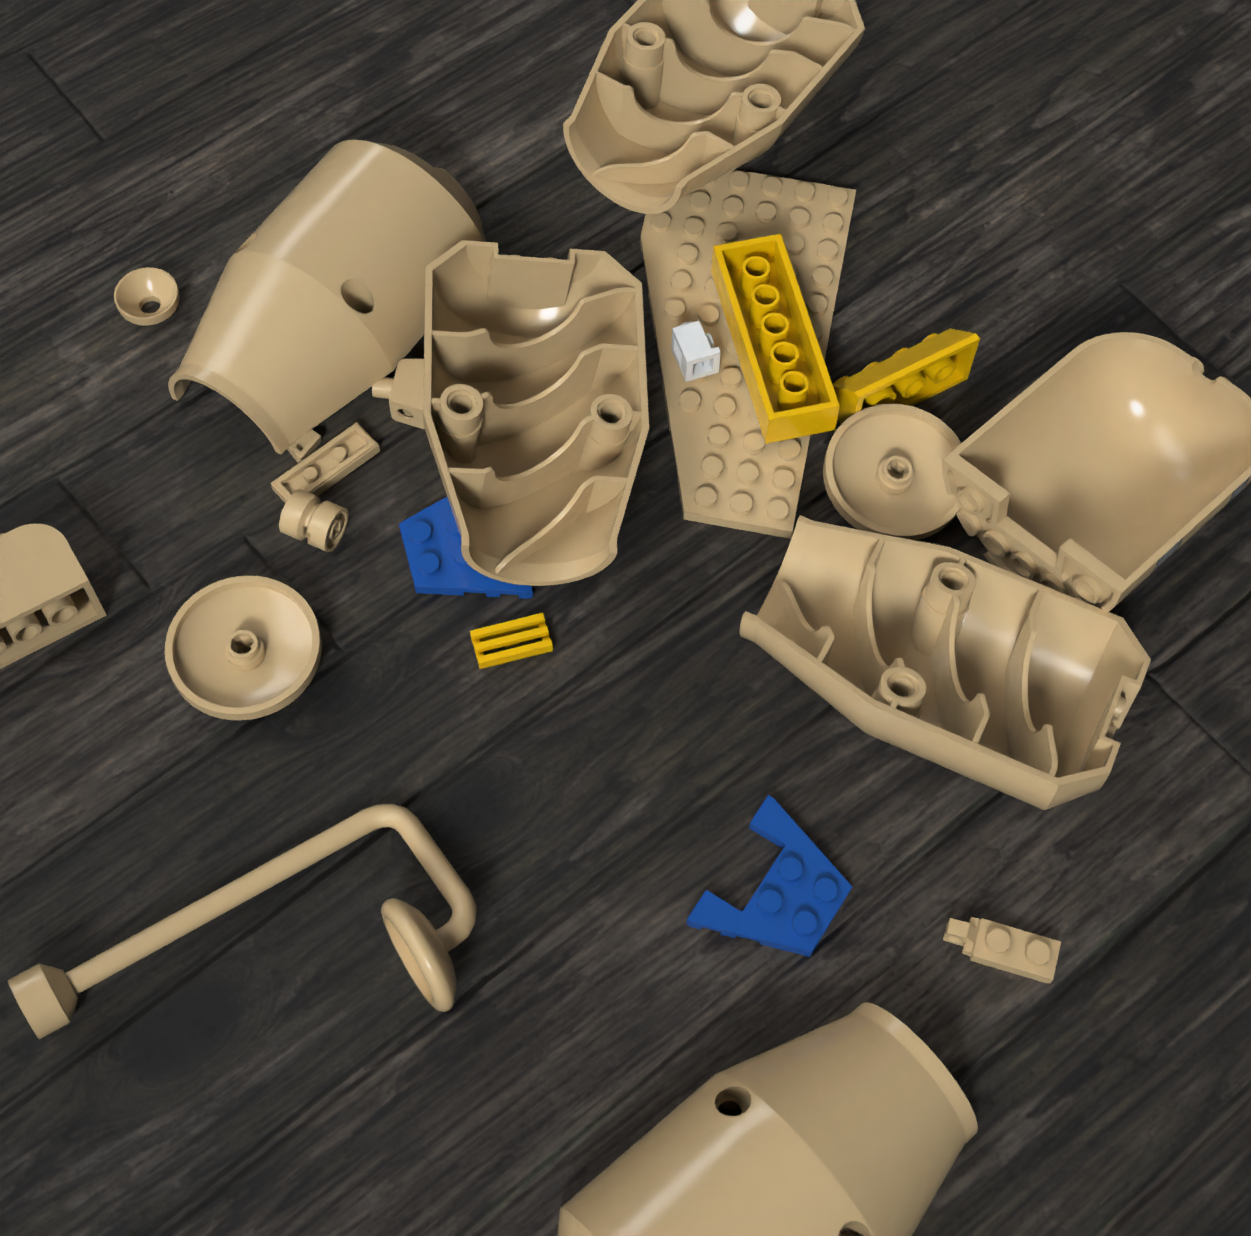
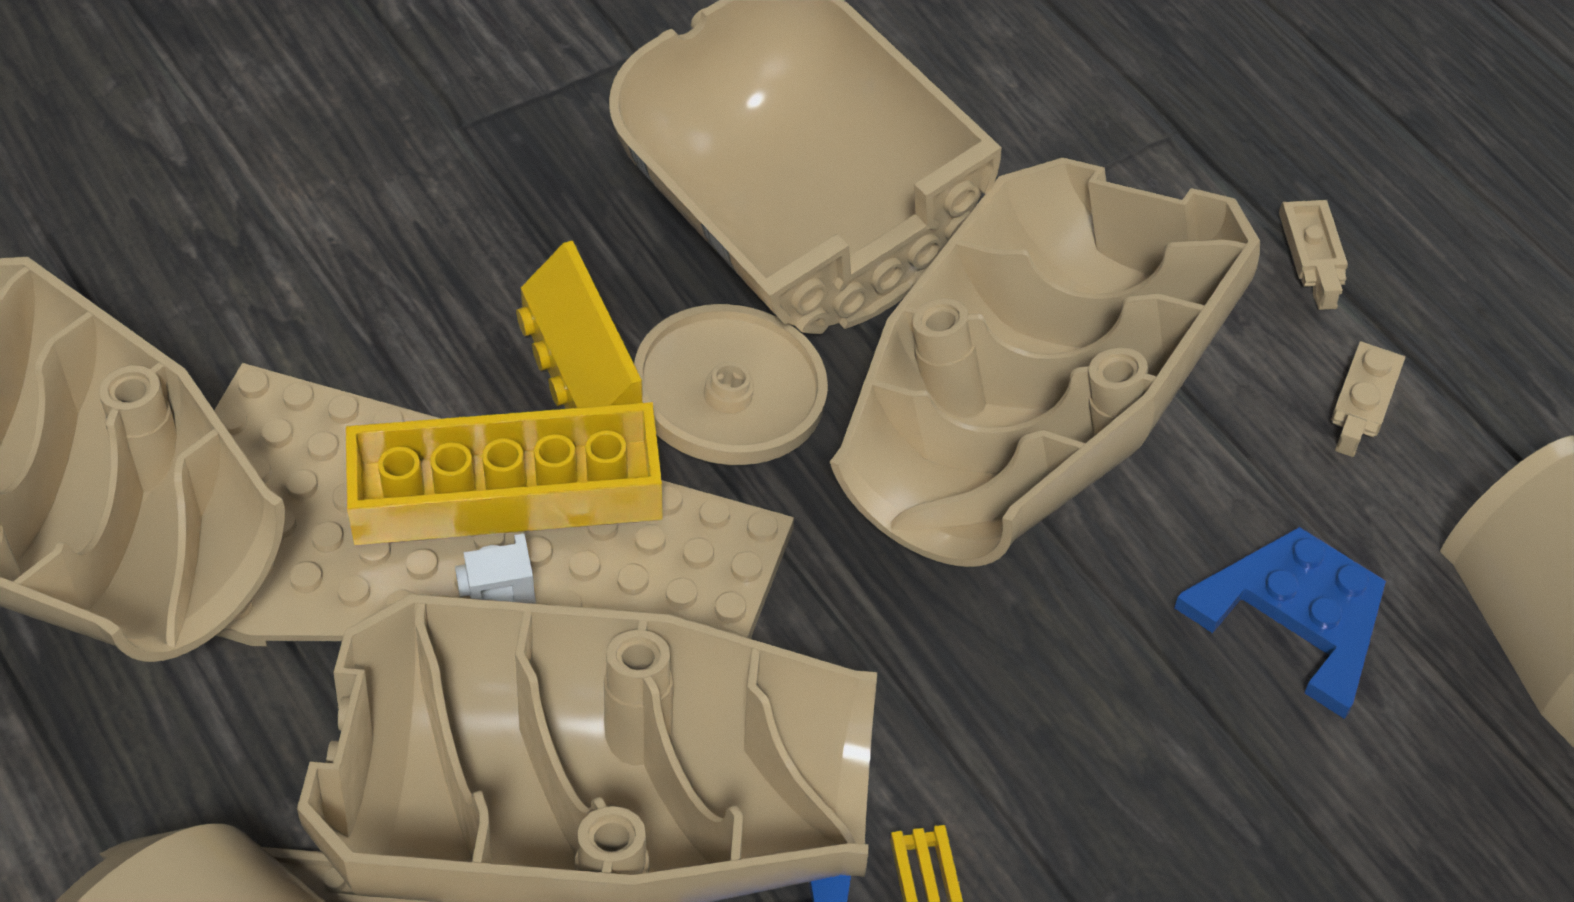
camera: 85 degrees left, 10 degrees down
(1160, 907) = (1315, 249): none -> tan hinge

